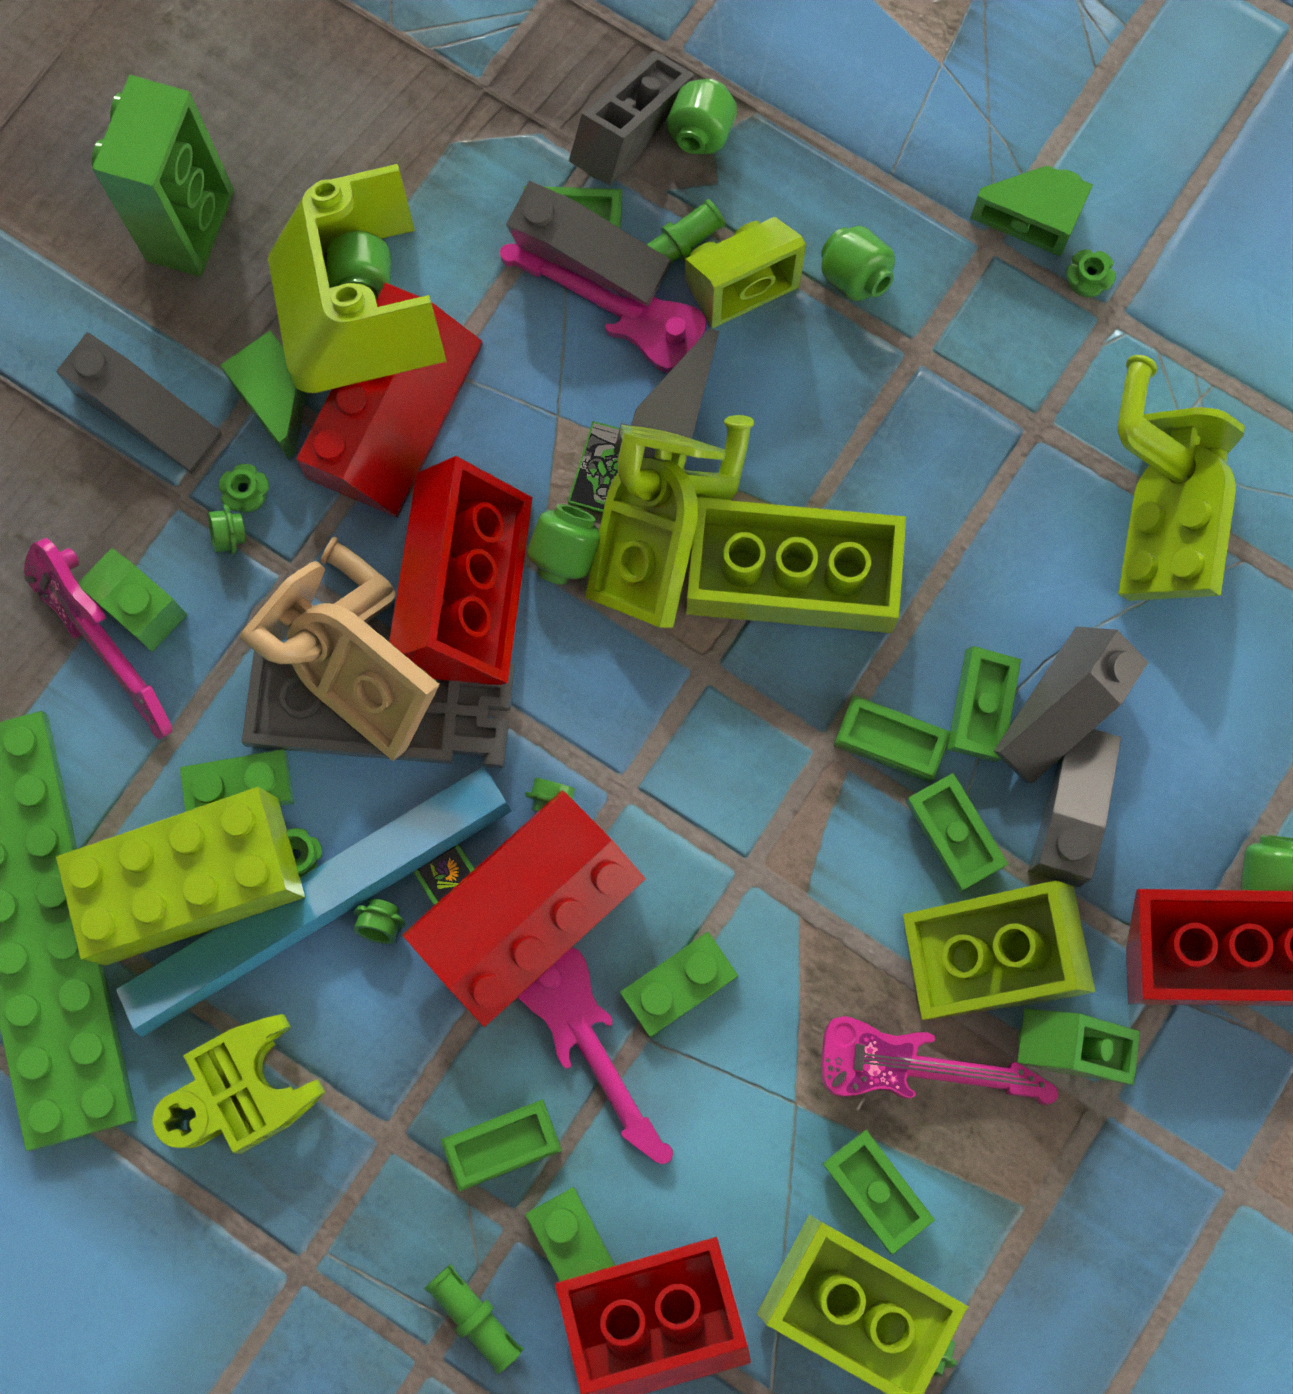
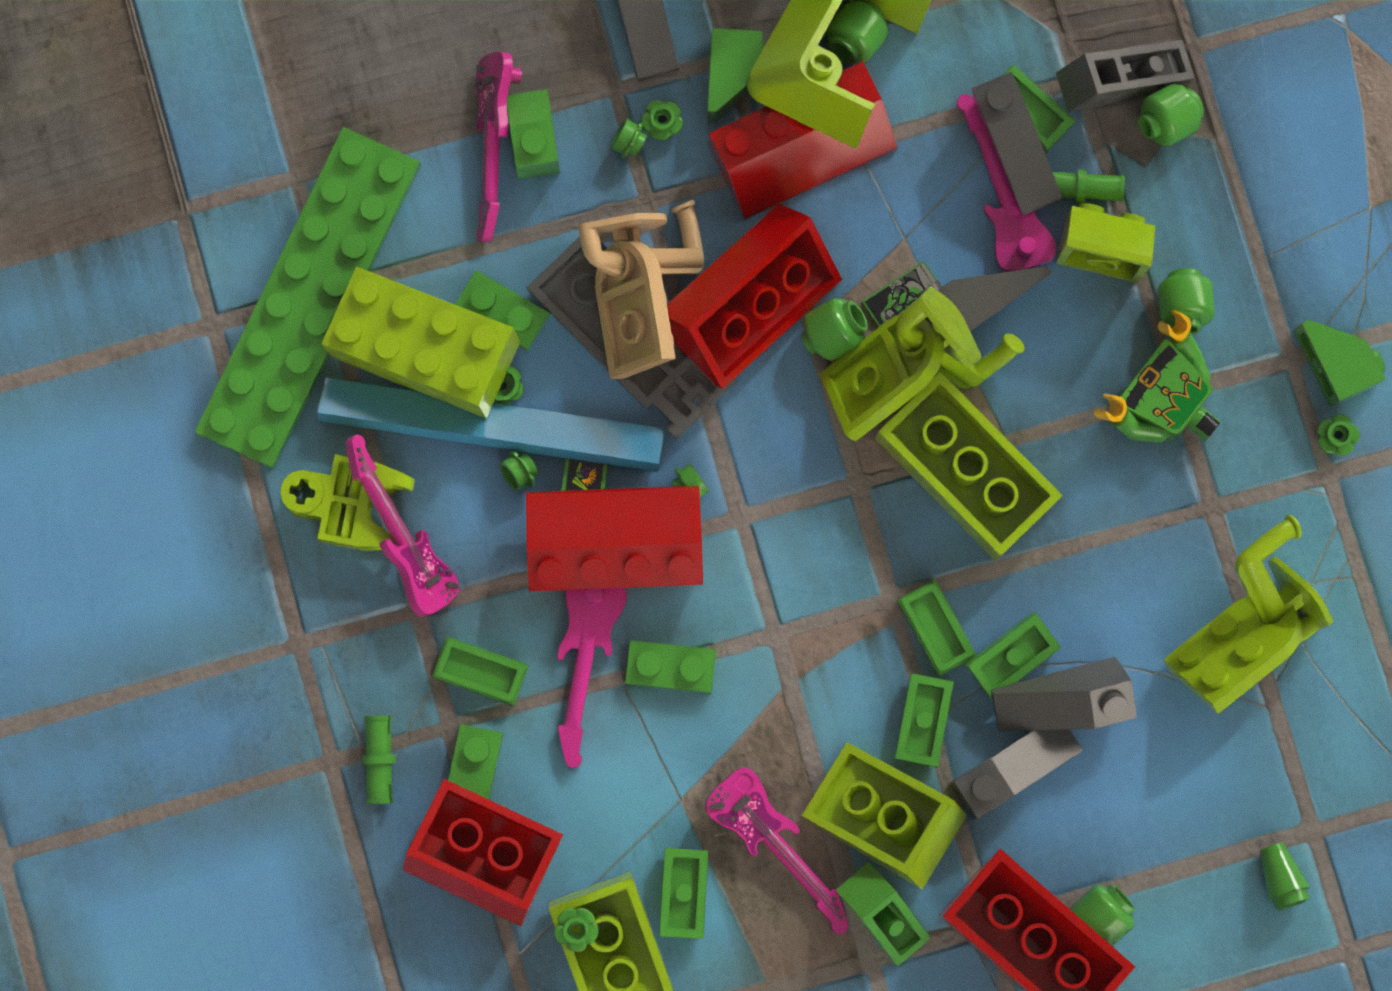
camera: 35 degrees right, 5 degrees up
(372, 1099) = (425, 577): none -> dark pink piece
(797, 1317) = (582, 918): none -> bright green plate
(910, 352) = (1166, 391): none -> torso

